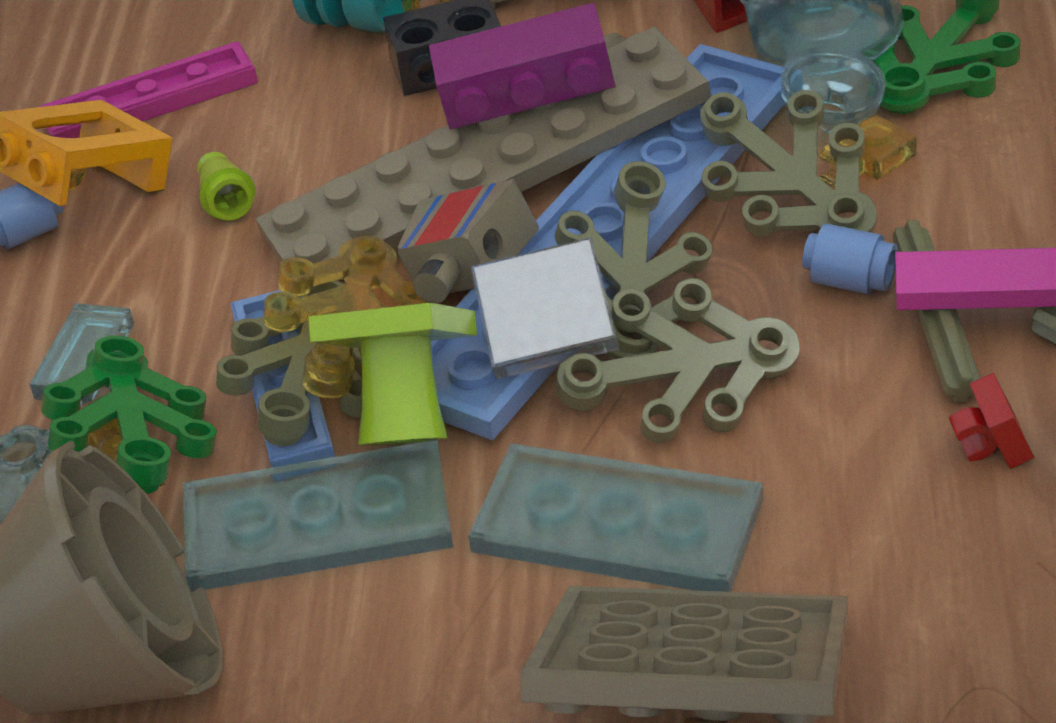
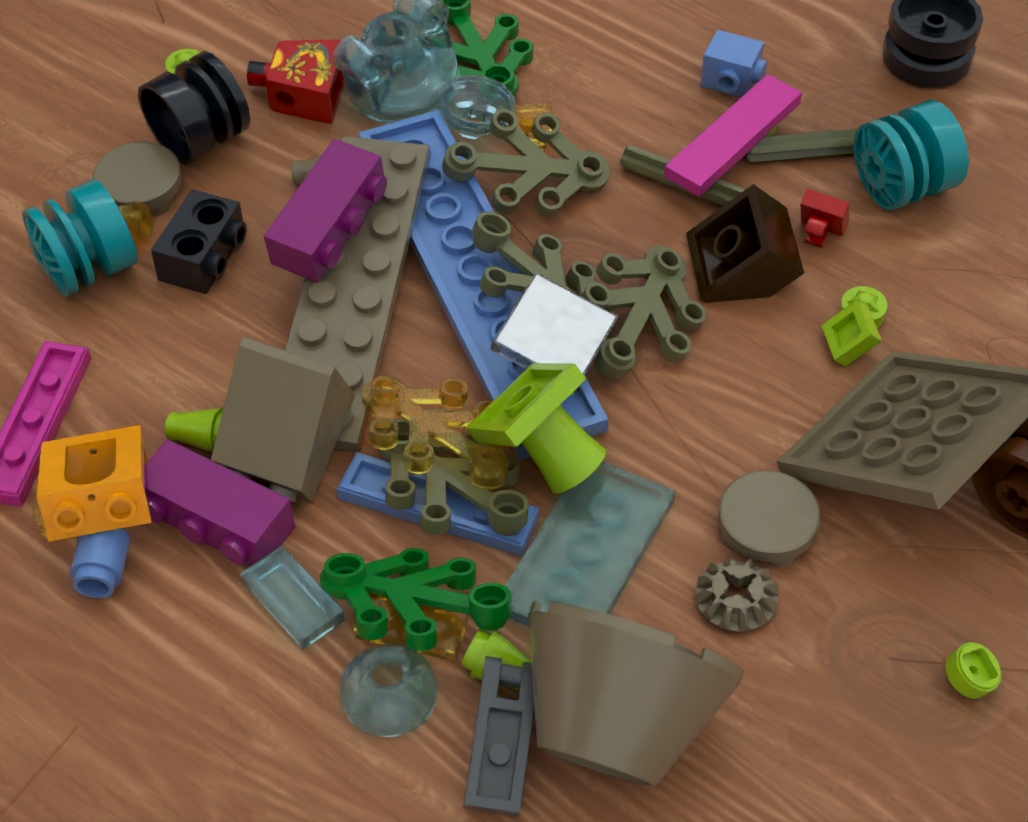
camera: 60 degrees left, 10 degrees up
(133, 239) = (215, 505): none -> magenta brick
(243, 203) = (281, 419): none -> dark tan slope
(370, 674) = (735, 612): none -> dark tan gear
(463, 231) = (433, 338): dark tan torso -> none
(480, 622) = (768, 517): none -> dark tan tile
(618, 518) = (728, 413): clear light blue tile -> none
(832, 545) = (851, 333): none -> lime plate
(849, 259) = (629, 190): medium blue brick -> none
(869, 392) = (745, 249): none -> dark brown slope
(898, 541) = (869, 296): none -> lime tile

